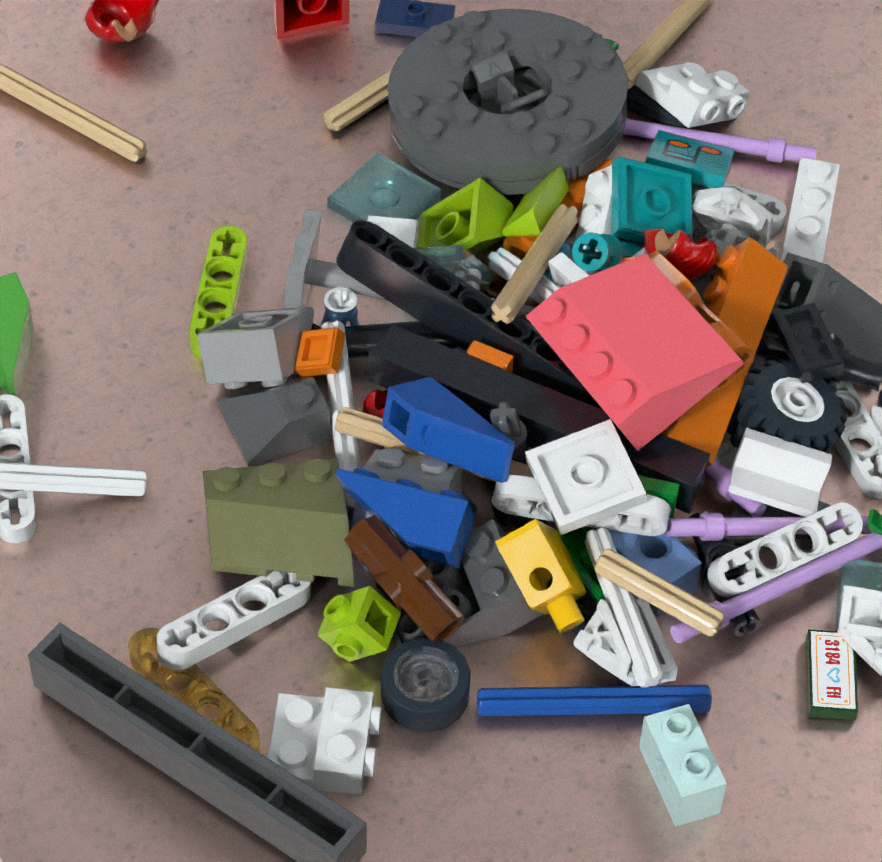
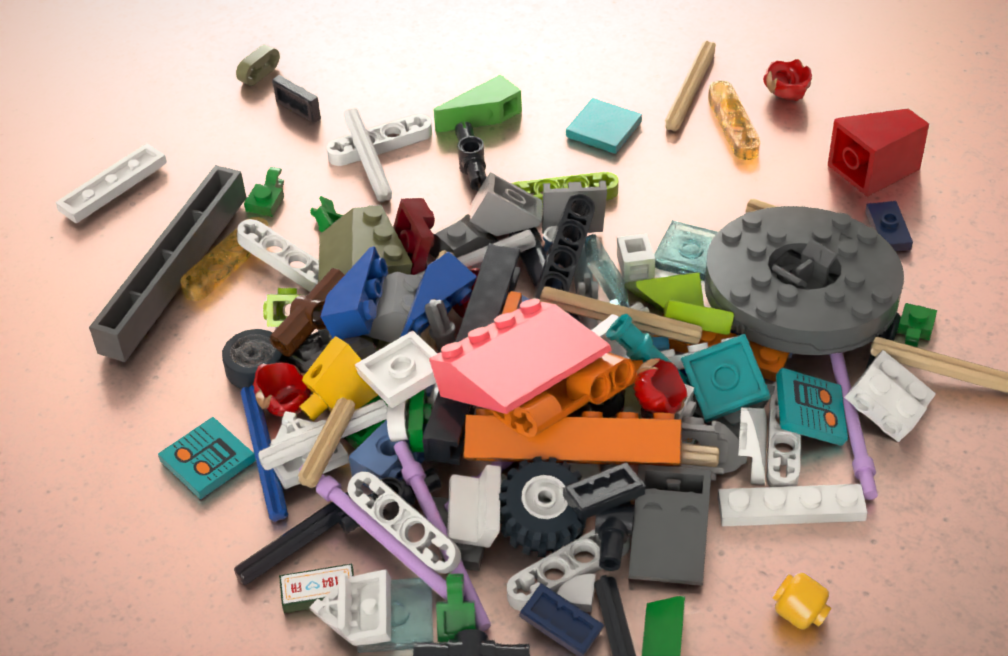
camera: 80 degrees right, 5 degrees down
(78, 617) = (267, 197): none -> green plate
(104, 218) = (603, 125): none -> tile
(111, 365) = (471, 155): none -> black pin
(157, 95) = (739, 118): none -> clear yellow beam
(183, 552) = (325, 214): none -> green plate
(285, 436) = (413, 228): none -> dark red plate
(319, 352) = (501, 232): orange tile -> none
(326, 738) = (201, 322): white plate -> none
(507, 652) = (280, 388): none -> red hair
(584, 768) = (206, 457): none -> teal tile
(682, 765) = (208, 502): light aqua brick -> none
(757, 695) = (287, 543): none -> black axle

